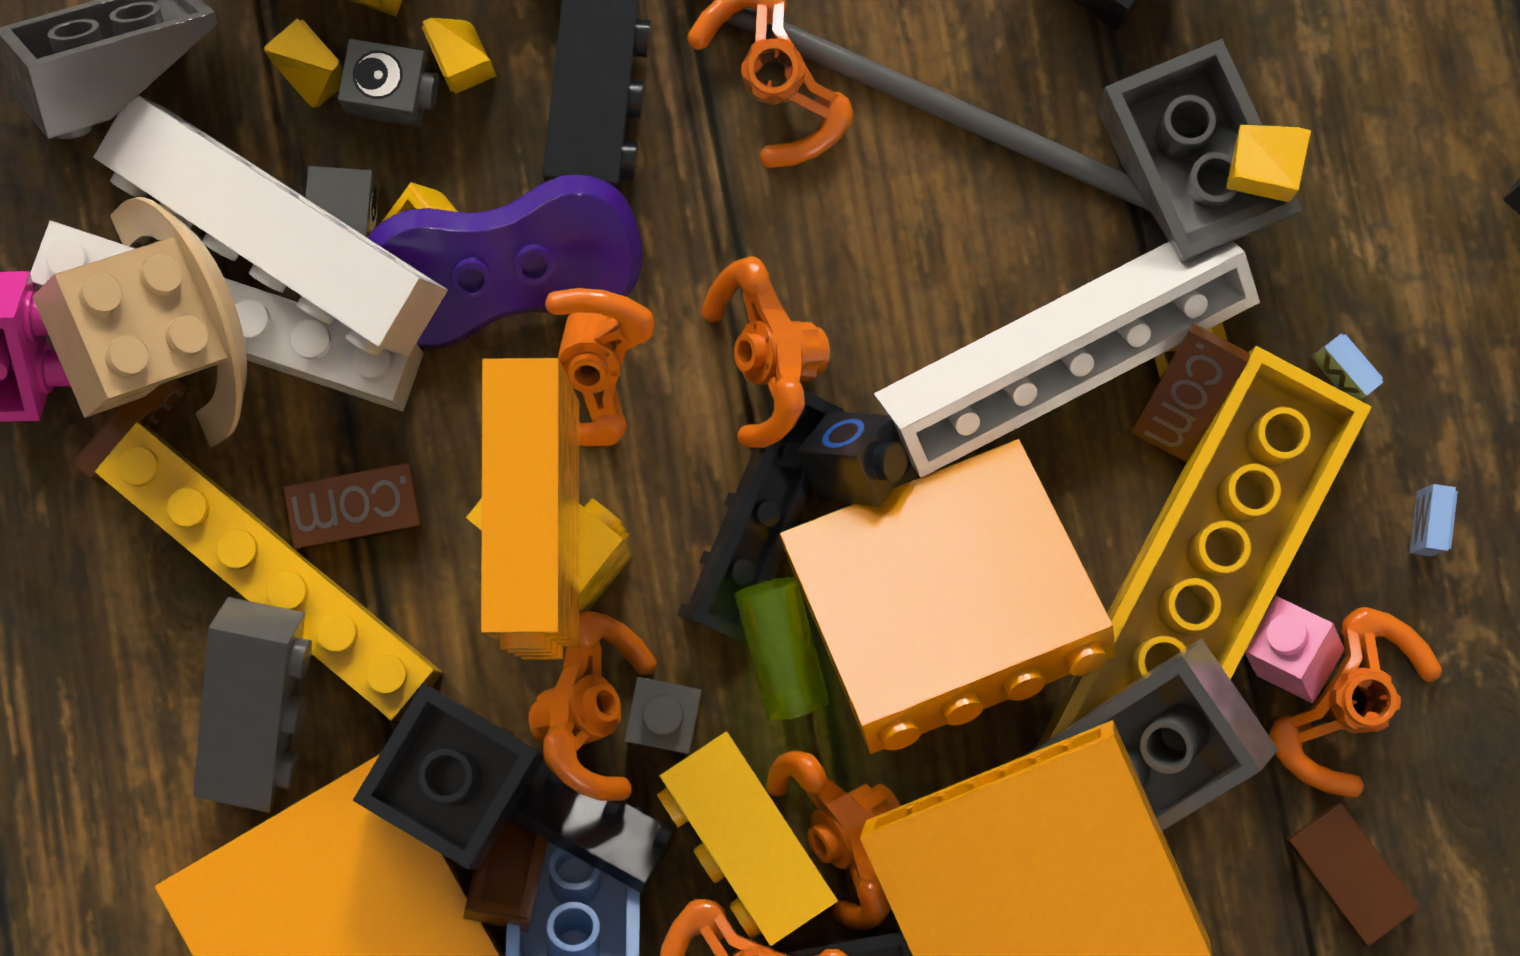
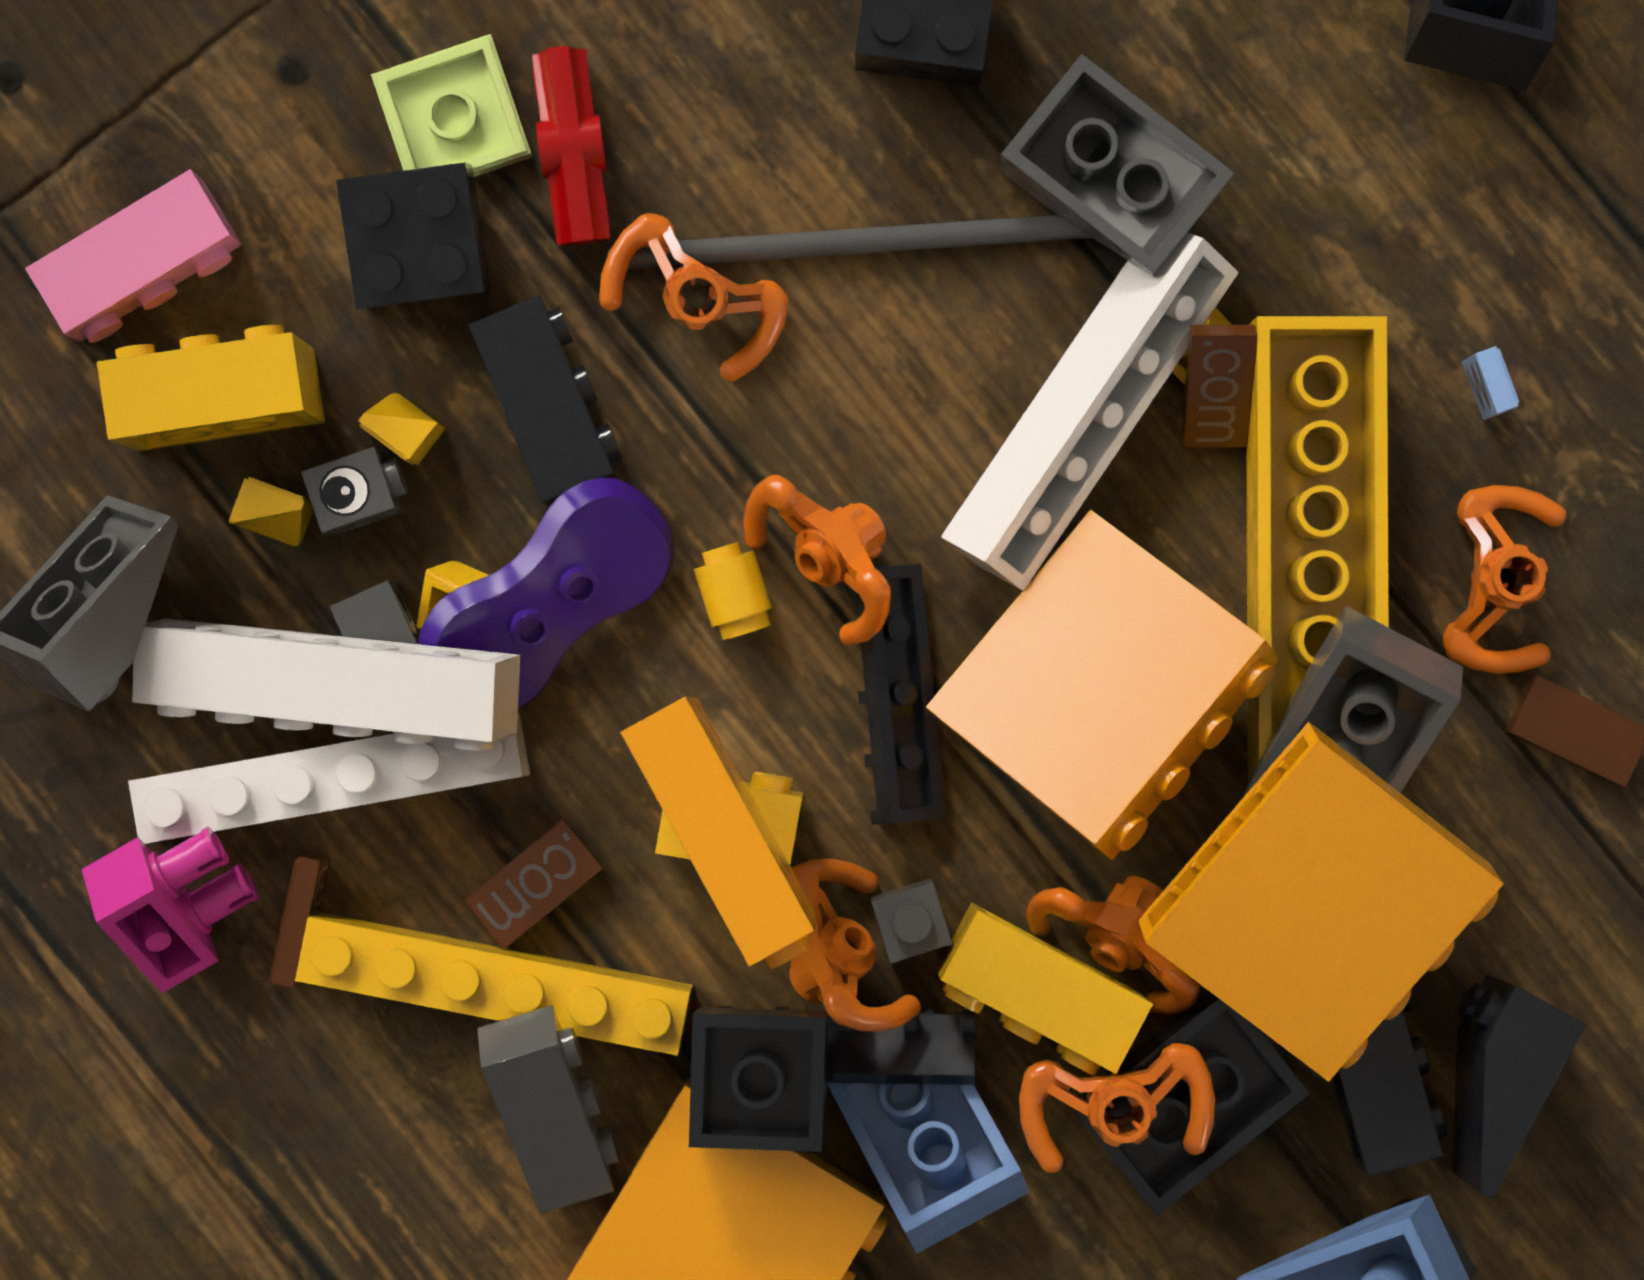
camera: 25 degrees left, 5 degrees up
(147, 320) = (272, 825): tan piece -> none
(508, 879) = (854, 1136): reddish brown tile -> none
(593, 351) = (674, 638): orange piece -> none
(673, 349) = (733, 591): none -> yellow brick
(782, 648) = (981, 806): clear neon green pin -> none
(854, 458) = (955, 605): black brick -> none
(1268, 161) = (1182, 146): yellow slope -> none
(1294, 649) = (1429, 564): bright pink brick -> none
(1347, 367) = (1345, 287): light blue tile -> none

